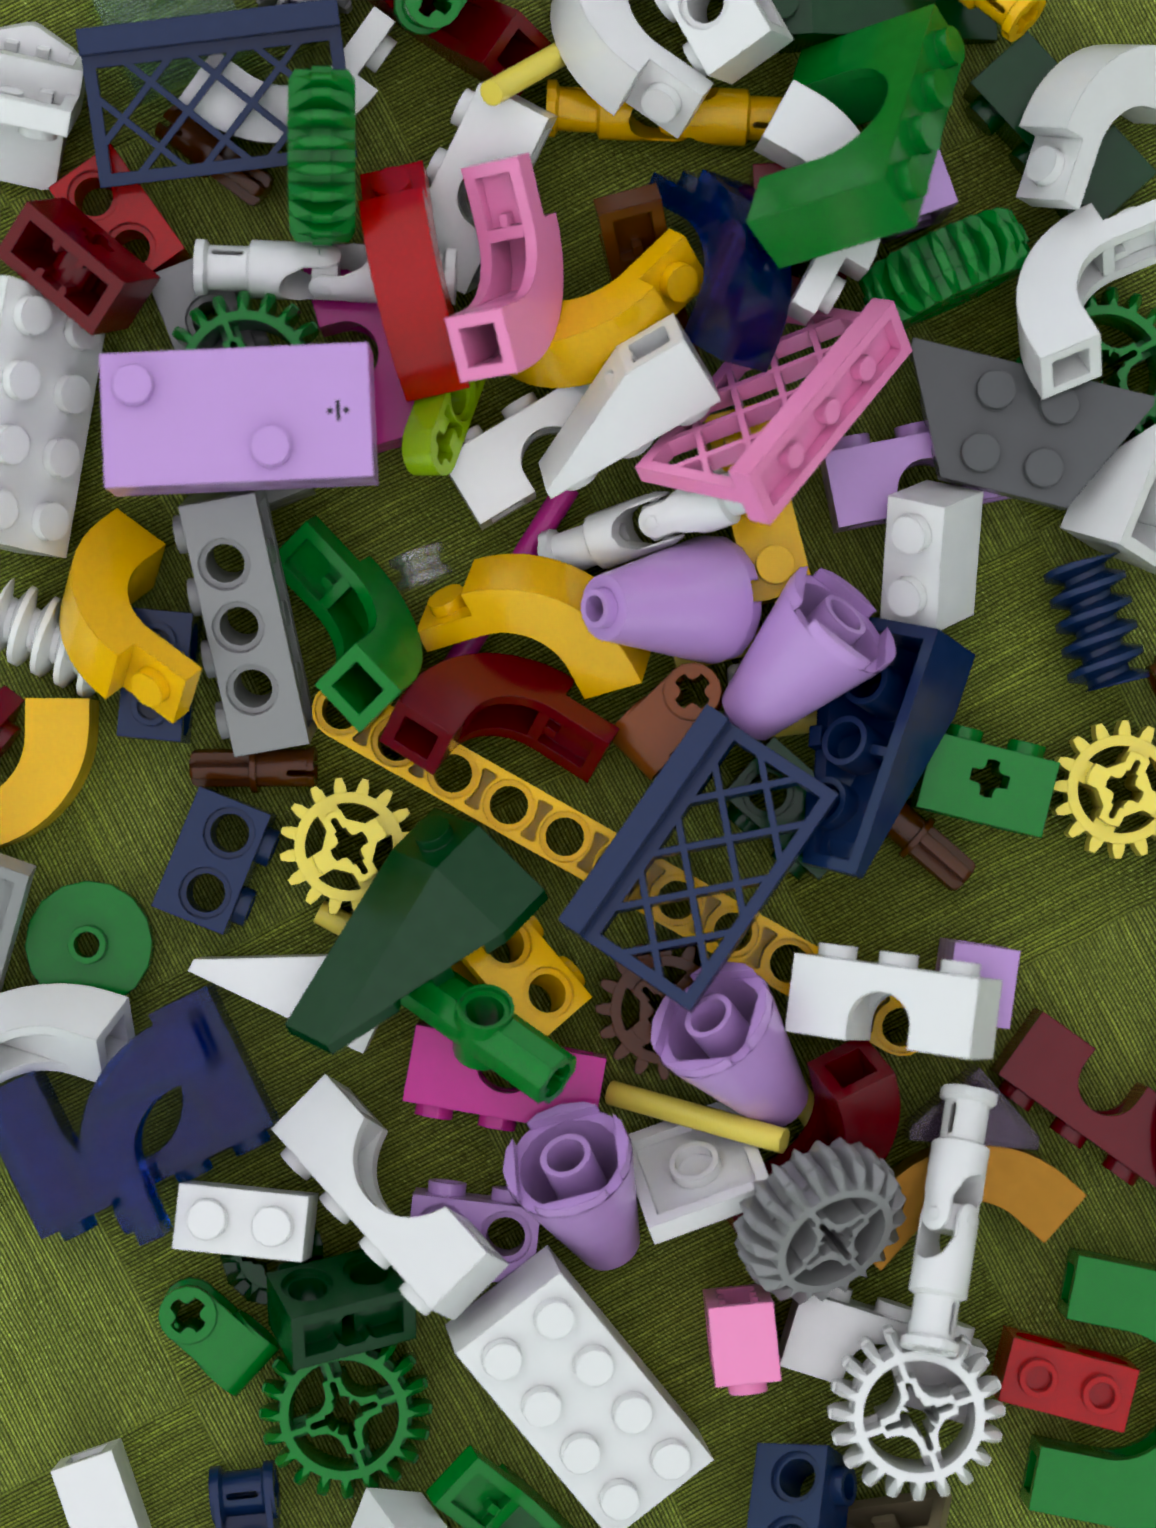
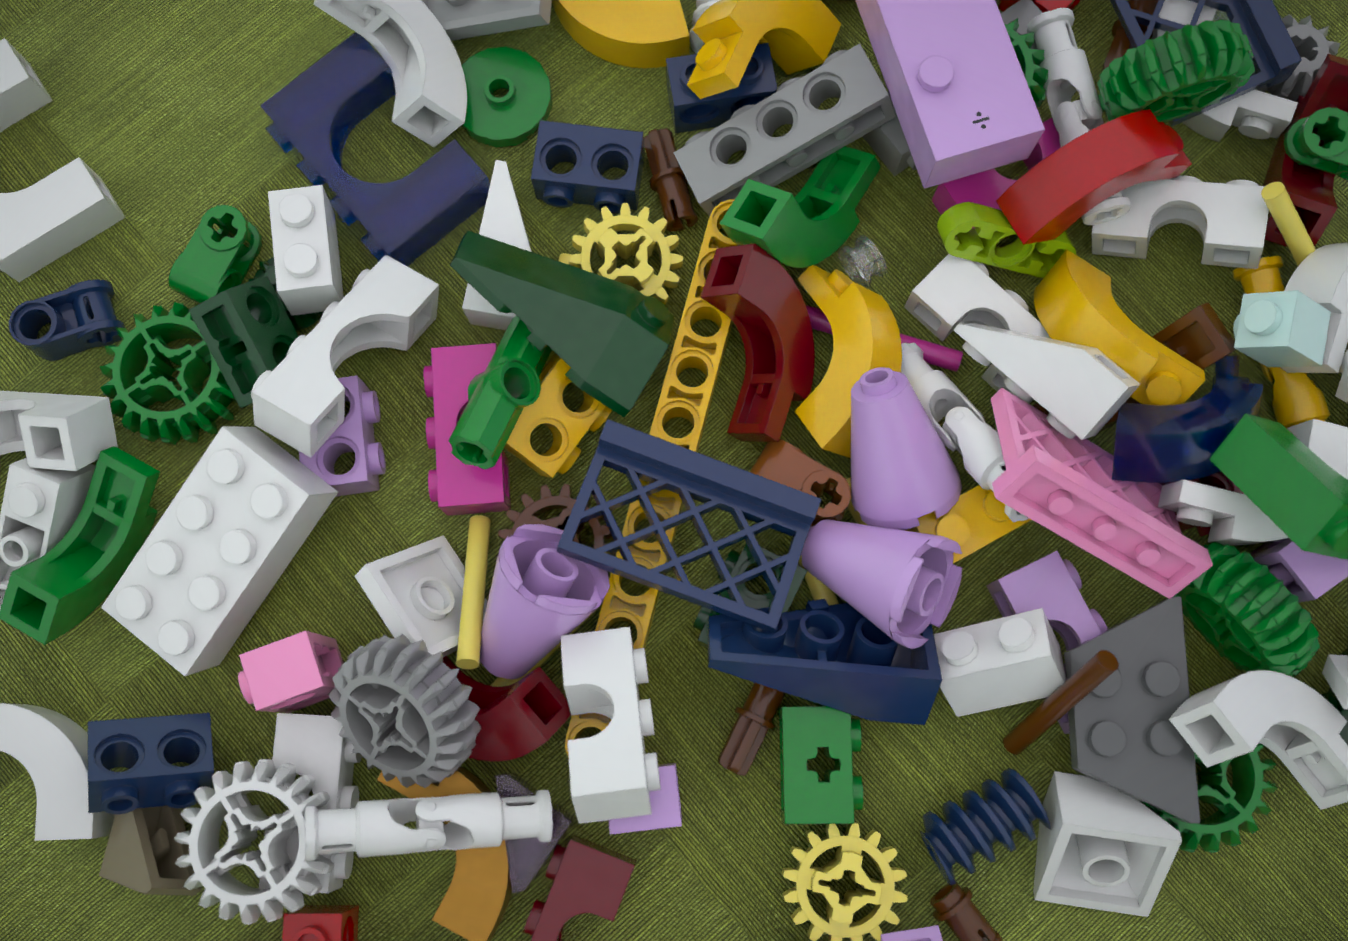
camera: 80 degrees right, 10 degrees down
(118, 1111) = (367, 128): clear blue arch -> none
(519, 273) = (1129, 259): bright pink arch -> none
(578, 1182) = (392, 499): lavender cone -> none
(652, 134) = (1282, 329): none -> light aqua brick
(992, 505) = (1061, 701): none -> reddish brown bar

